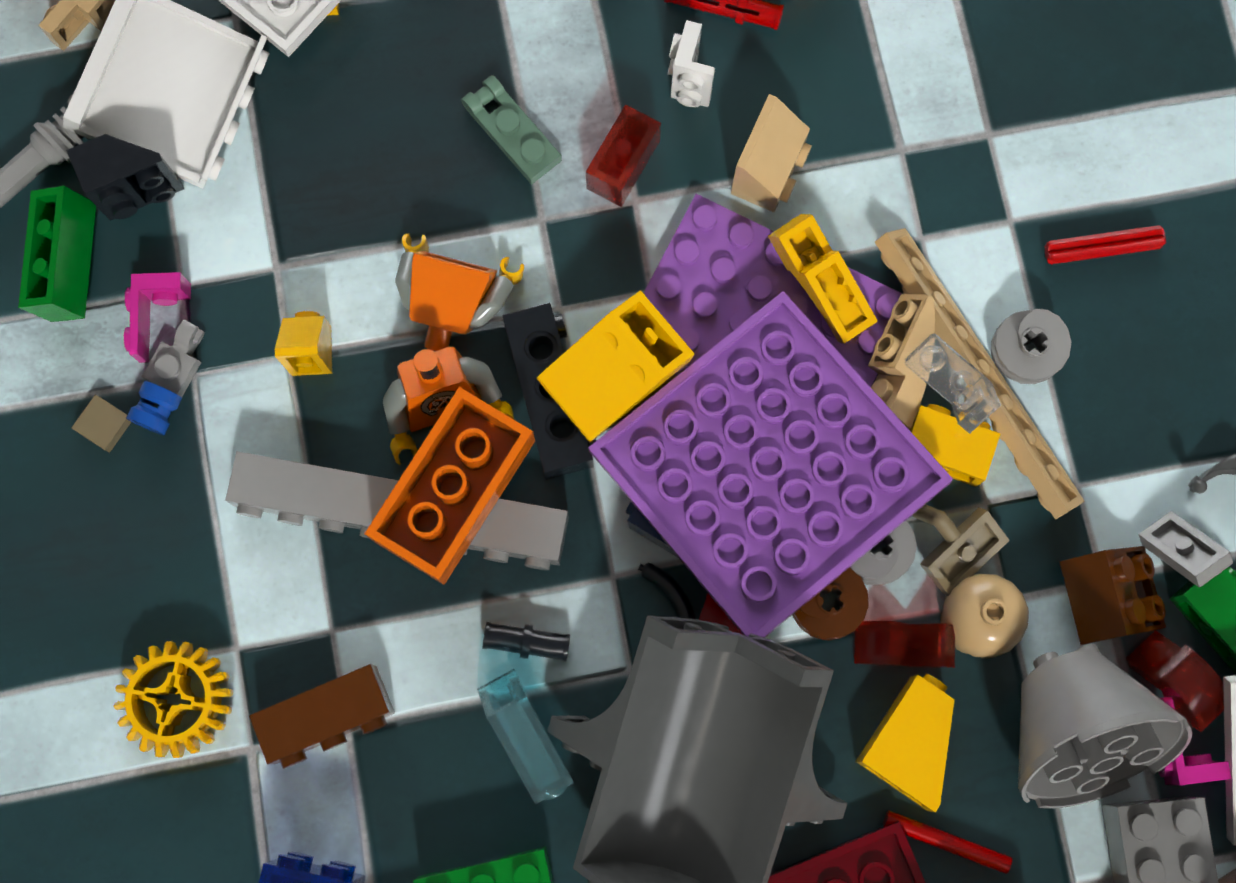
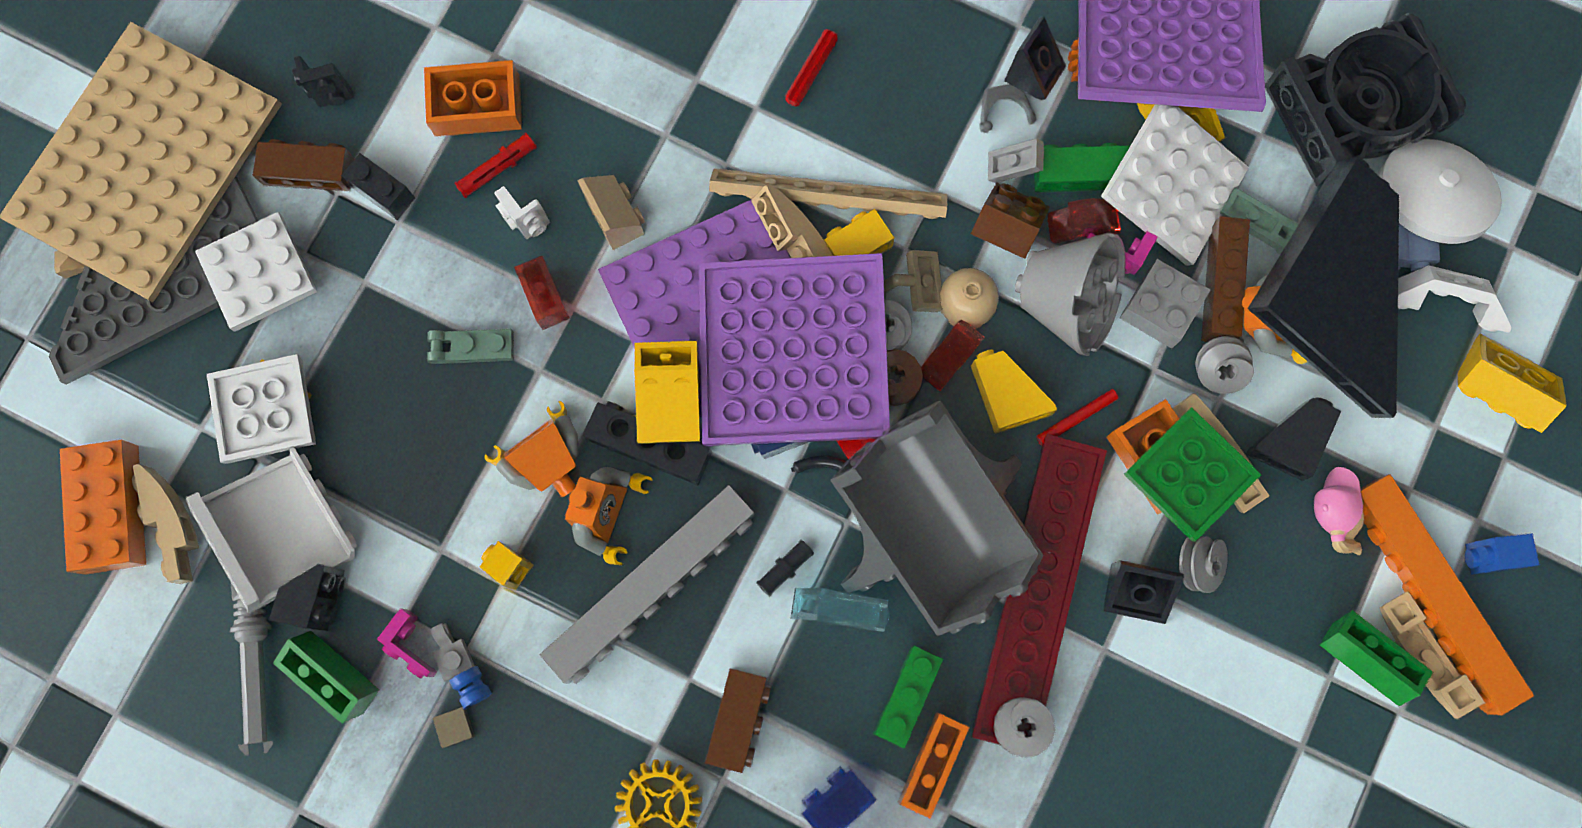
camera: 50 degrees left, 0 degrees up
(451, 485) = (663, 539): orange brick -> none
(823, 276) = (707, 235): yellow slope -> none
(955, 380) = (827, 208): clear bracket -> none
(1042, 329) = (839, 139): light grey piece -> none

